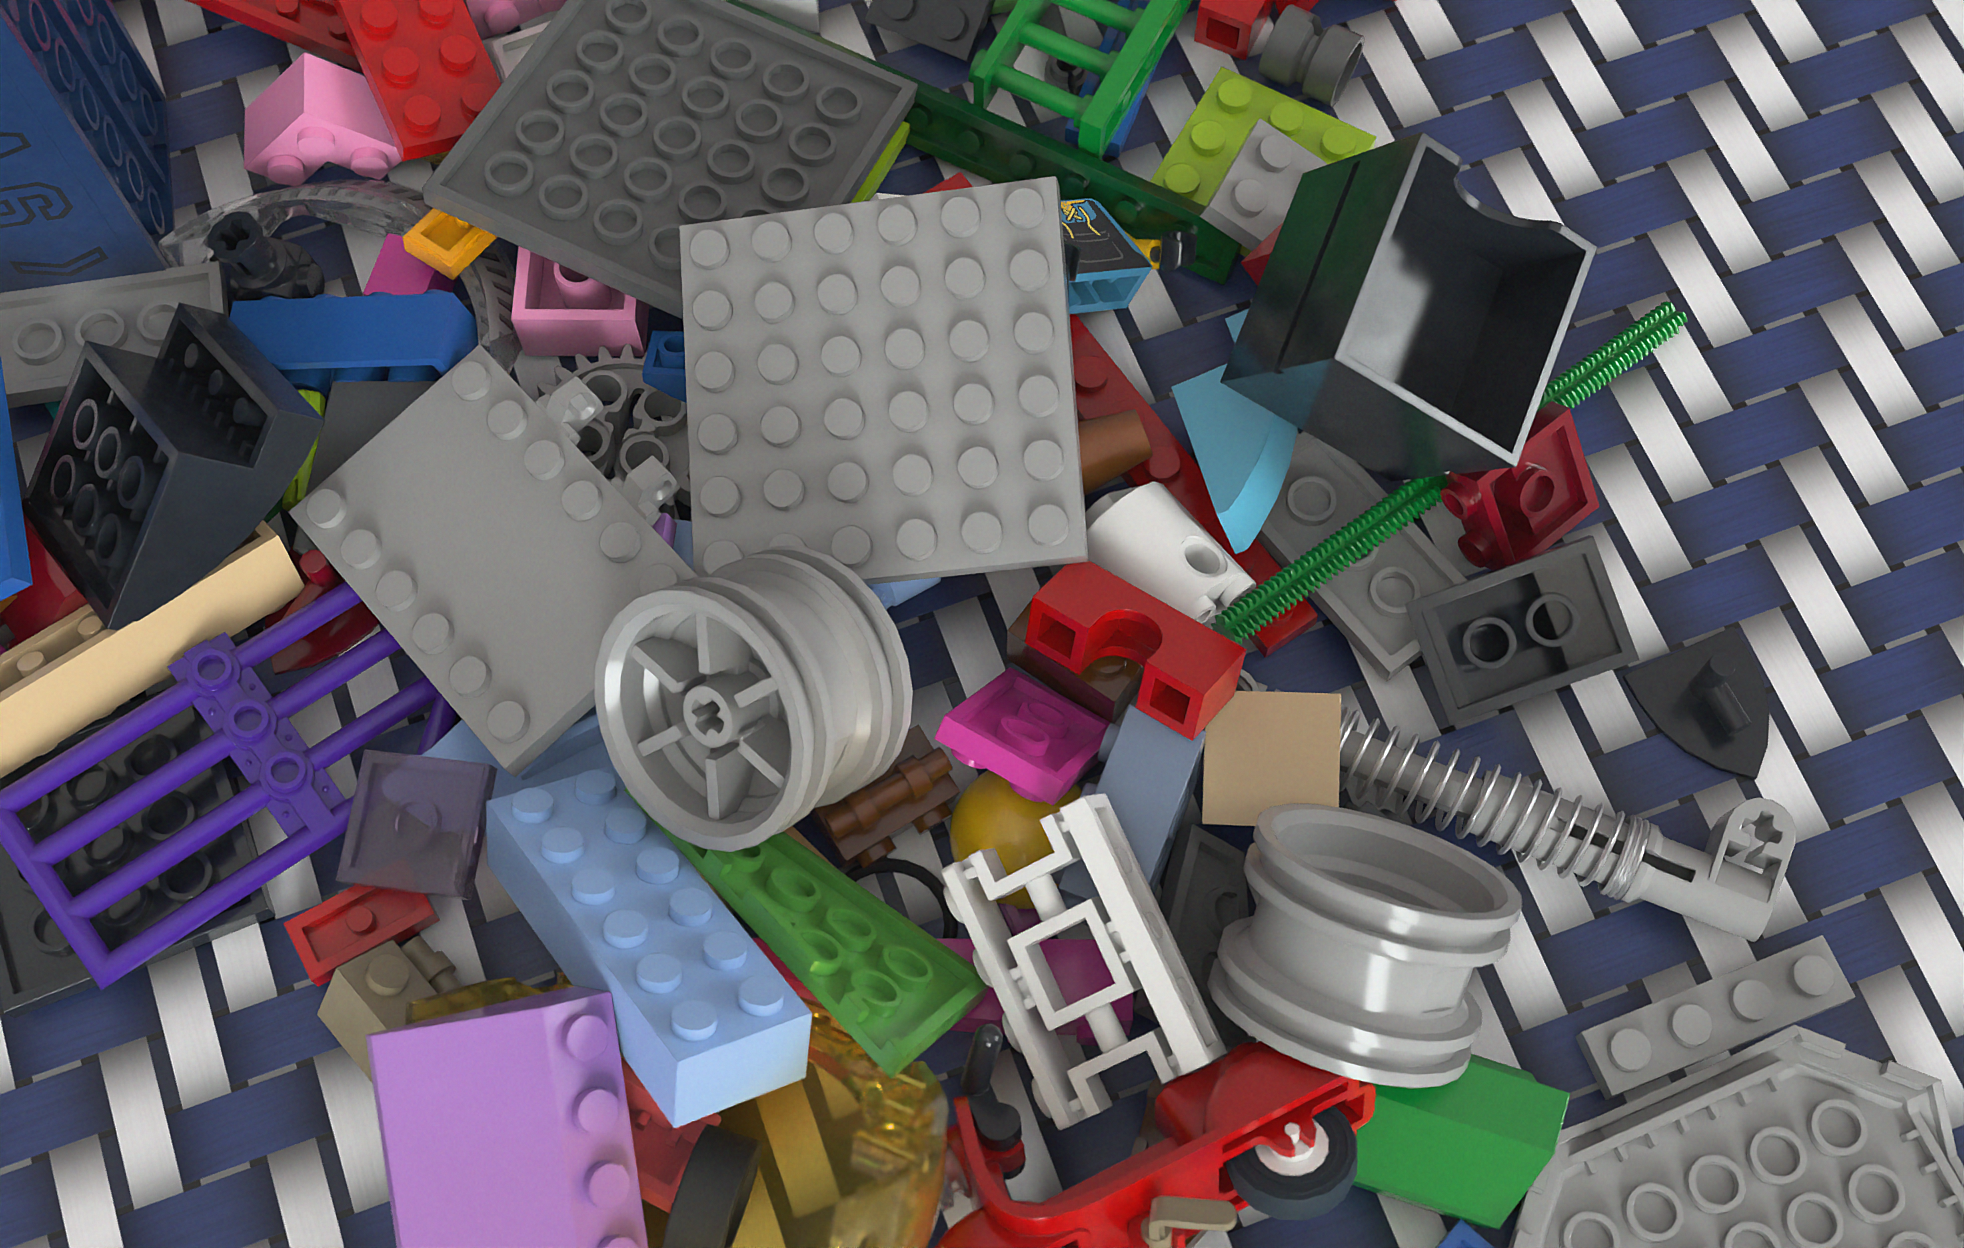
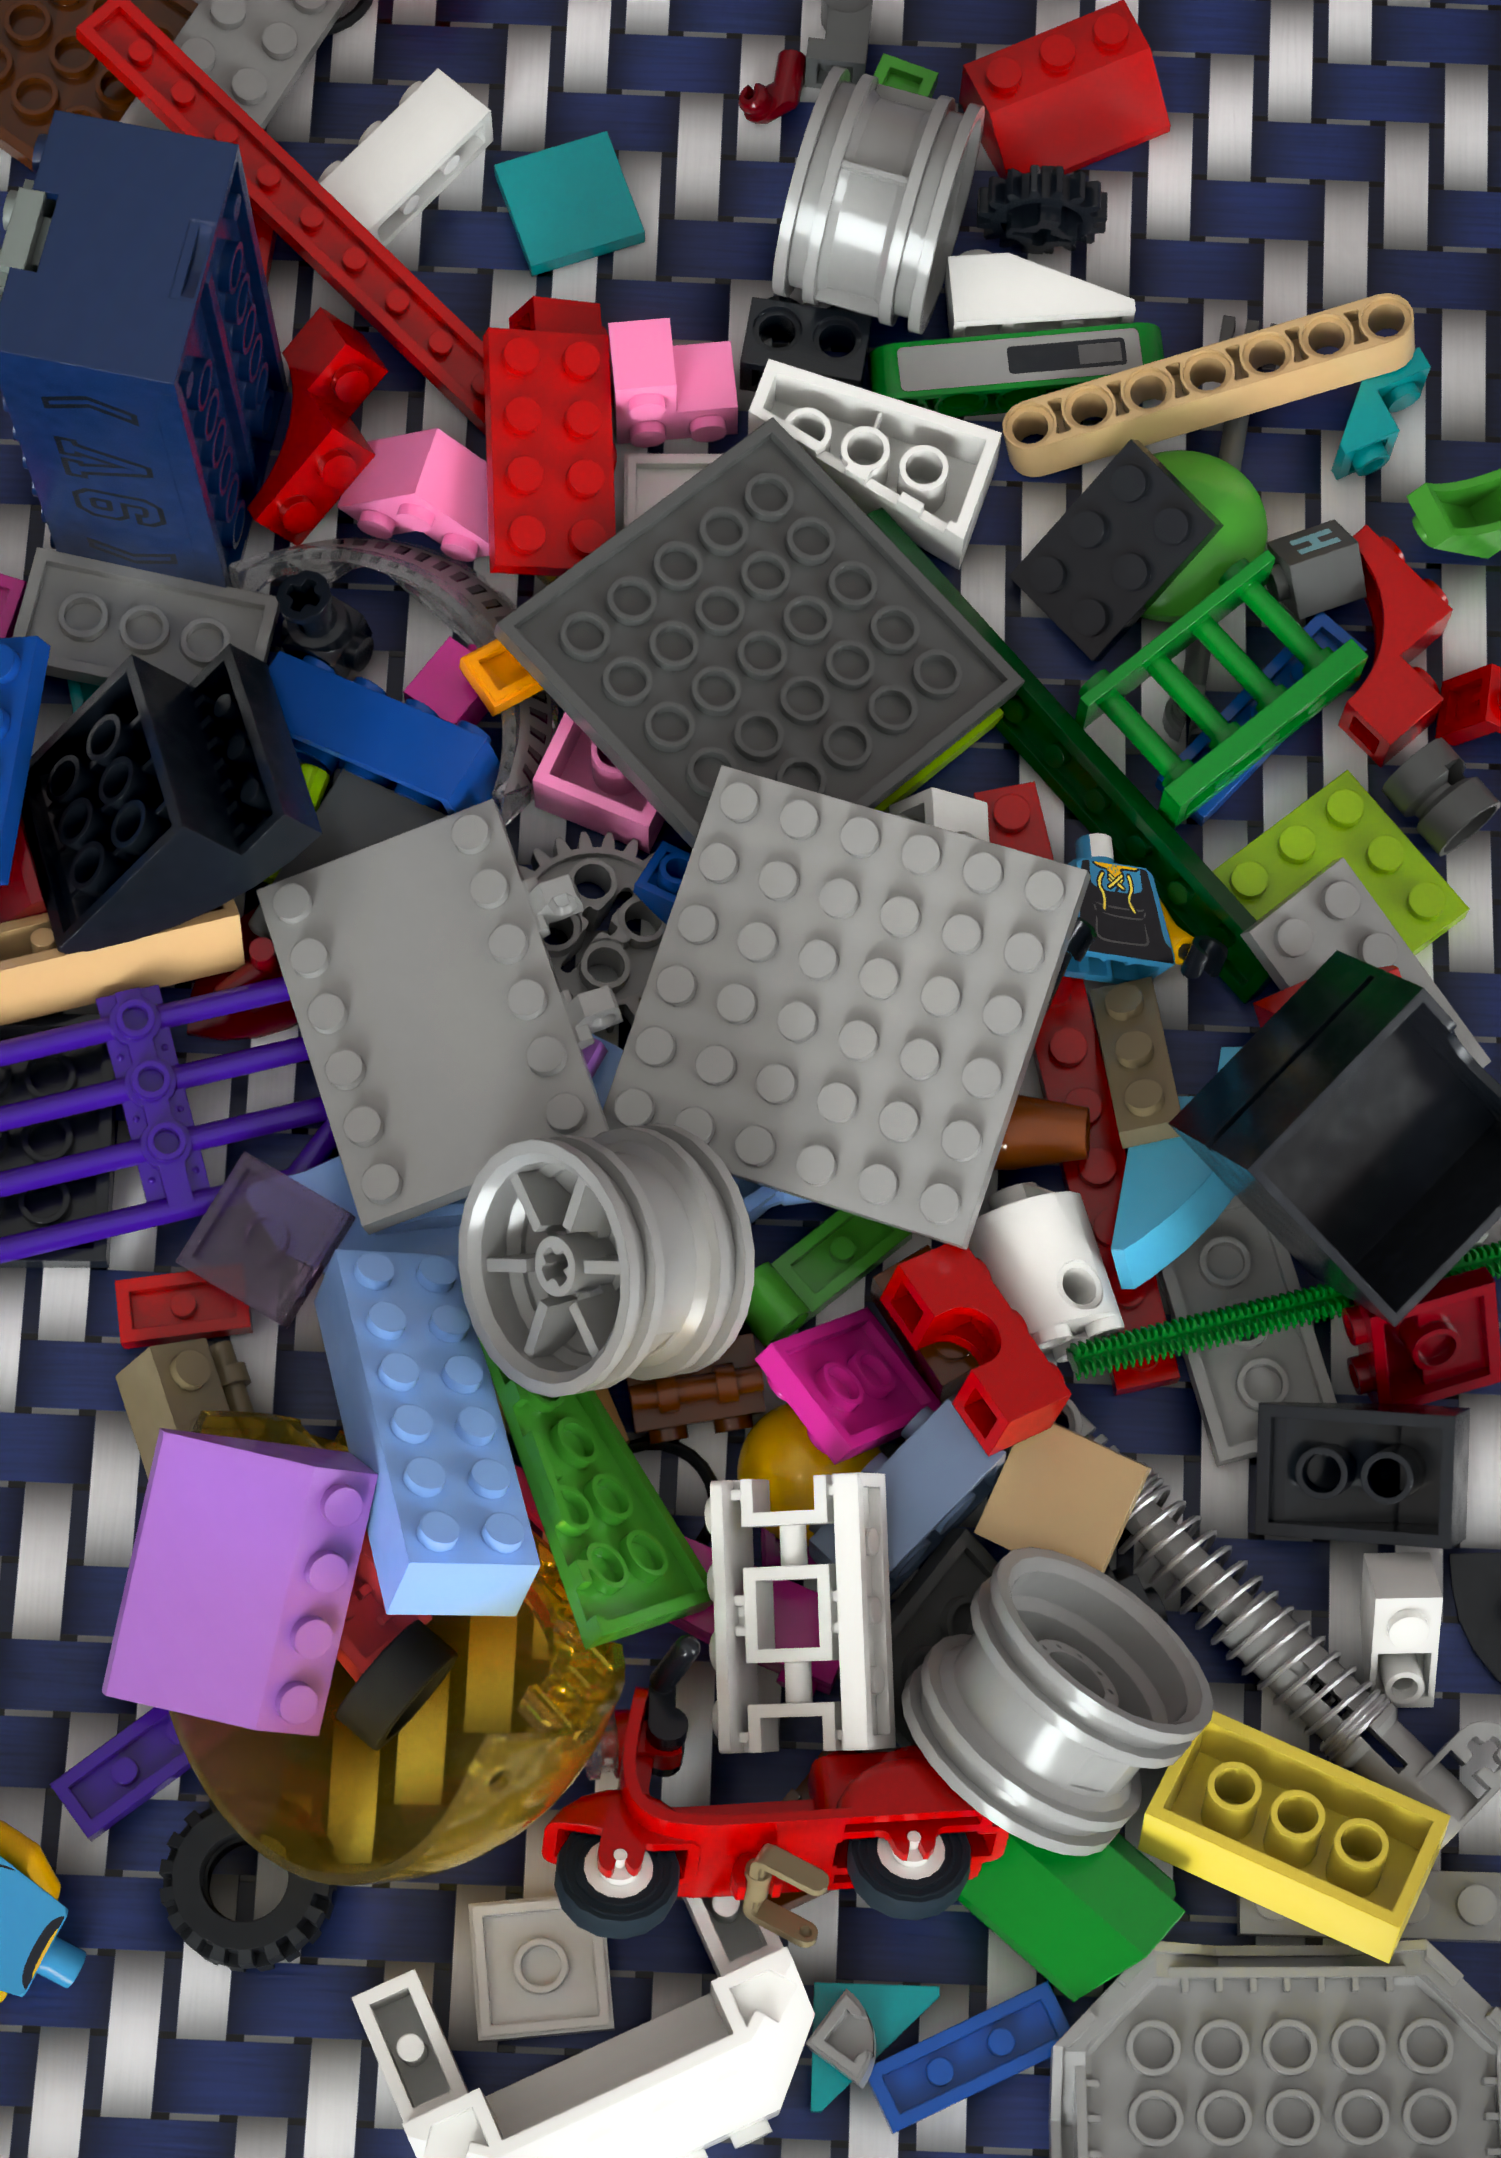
camera: 20 degrees right, 5 degrees up
(207, 123) = (323, 448): none -> red arch
(958, 643) = (817, 1273): none -> bright green plate
(1159, 360) = (1136, 1061): none -> dark tan plate
(1619, 750) = (1401, 1626): none -> white slope
(1636, 980) = (1295, 1834): none -> light yellow brick

